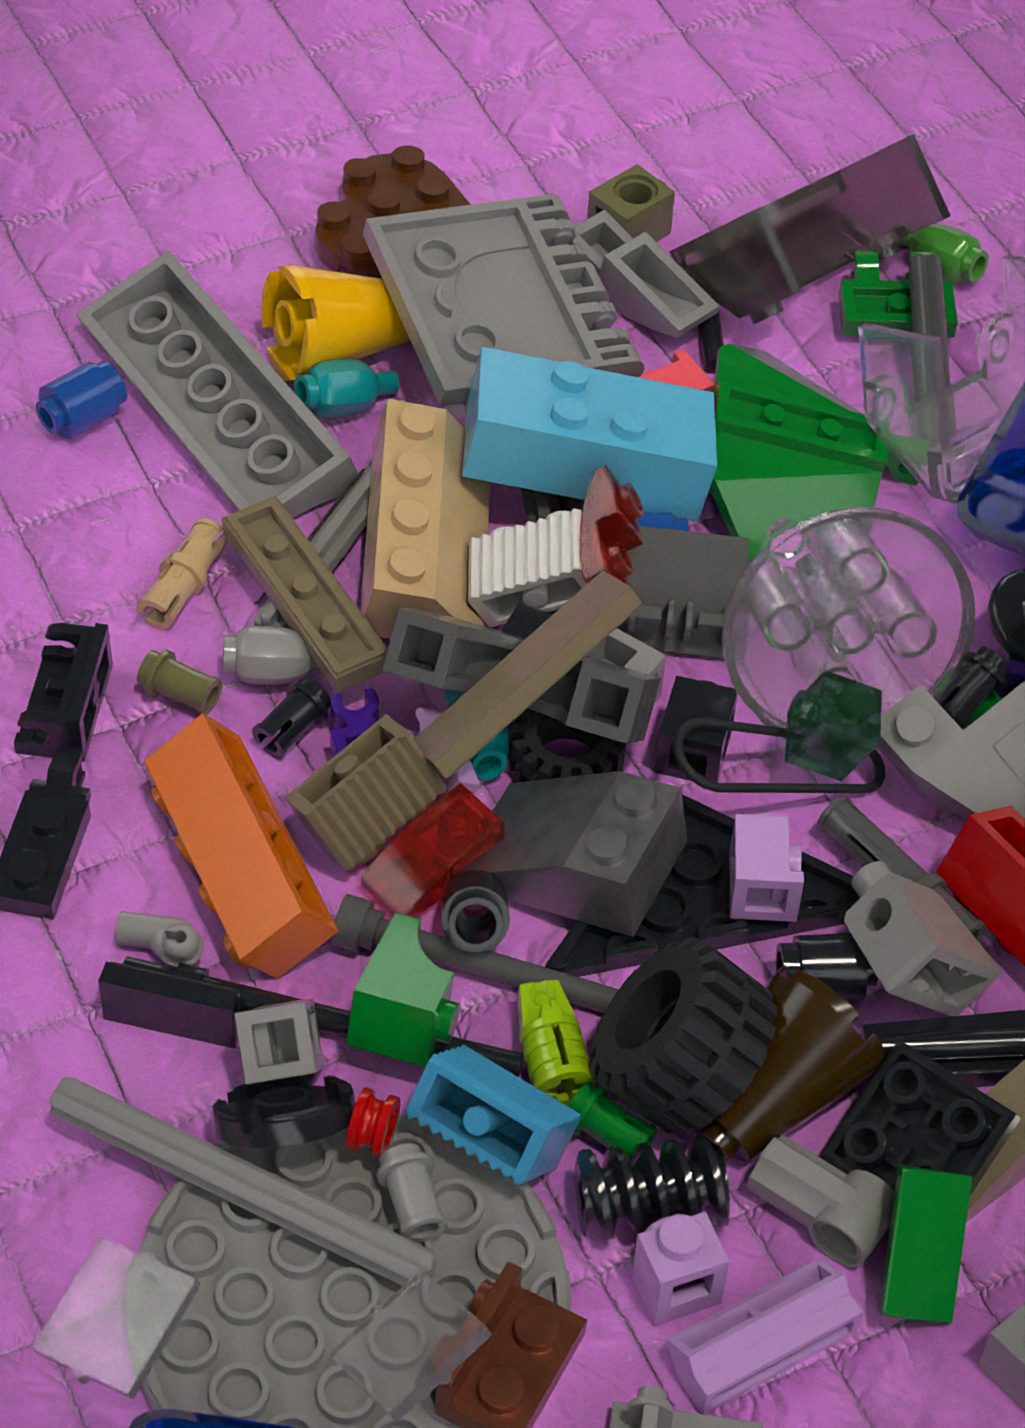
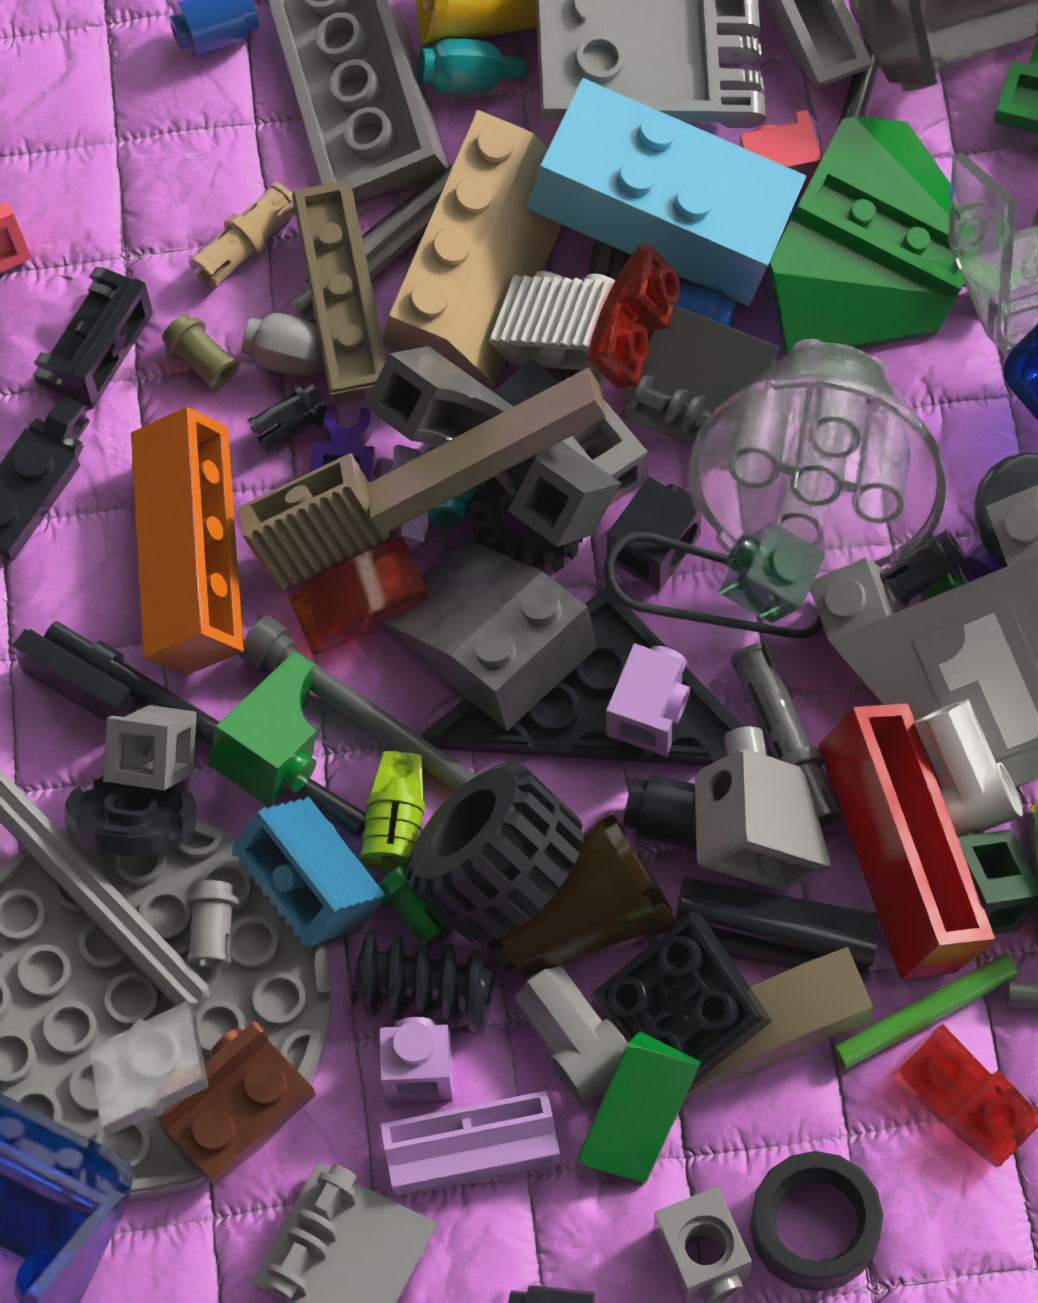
camera: 25 degrees right, 15 degrees up
(169, 937) = (100, 609): light grey arm -> none
(373, 1123) = (200, 850): red bush -> none
(475, 929) = (371, 666): black brick -> none

